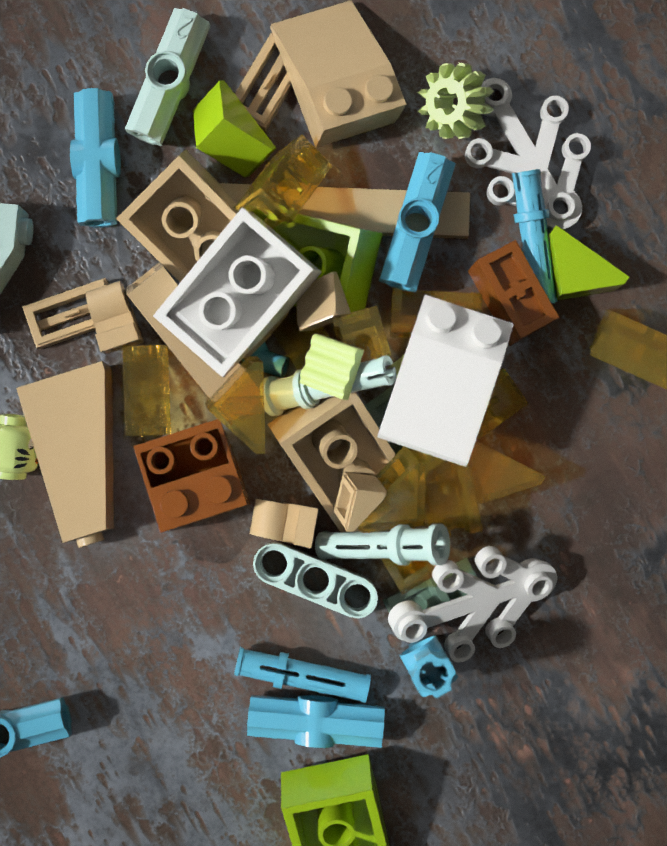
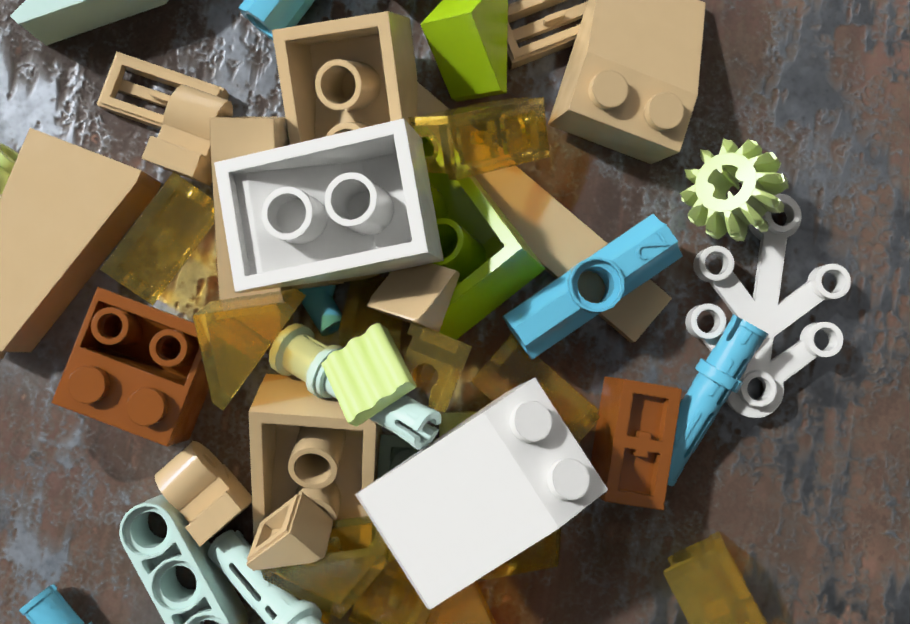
camera: 30 degrees right, 0 degrees up
(579, 269) = (726, 472): lime slope -> none

